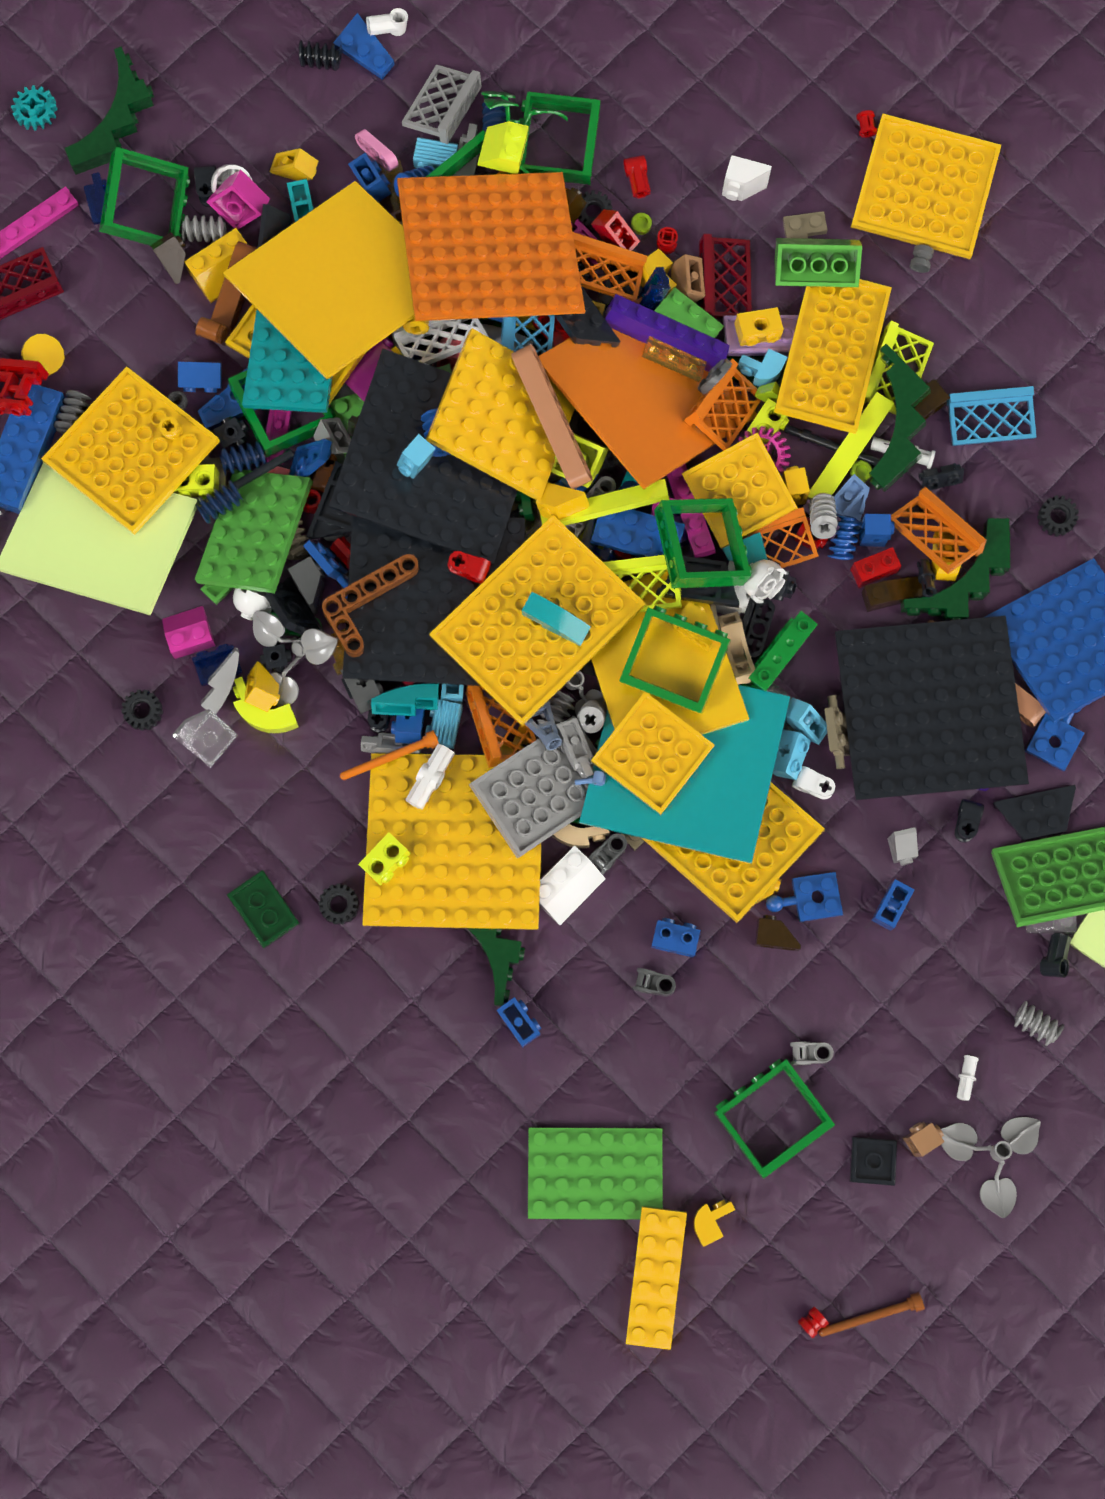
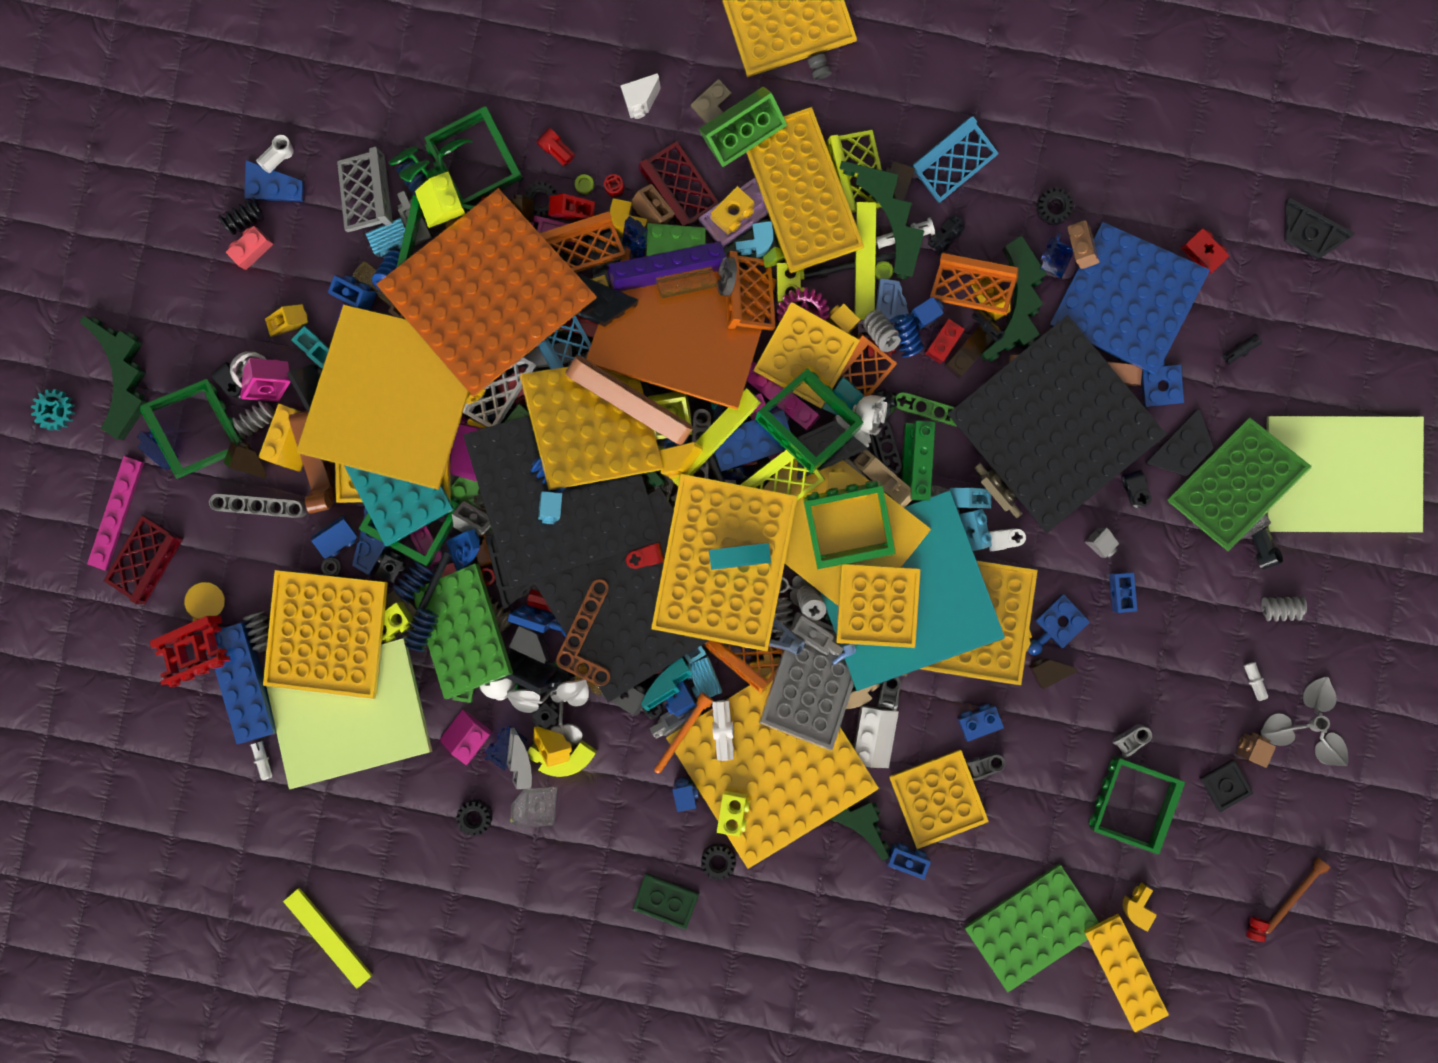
camera: 30 degrees left, 10 degrees up
(148, 297) = (249, 507): none -> light grey beam
(164, 423) = (349, 599): yellow bush -> none
(307, 85) = (249, 247): none -> coral brick
(352, 816) = (685, 794): none -> blue brick
(376, 150) = (341, 265): bright pink beam -> none
(587, 985) = (938, 799): none -> yellow plate
(824, 619) = (930, 407): none -> bright green beam
(1030, 558) = (1057, 257): none -> clear blue bracket
(1061, 563) = (1083, 244): none -> medium nougat brick

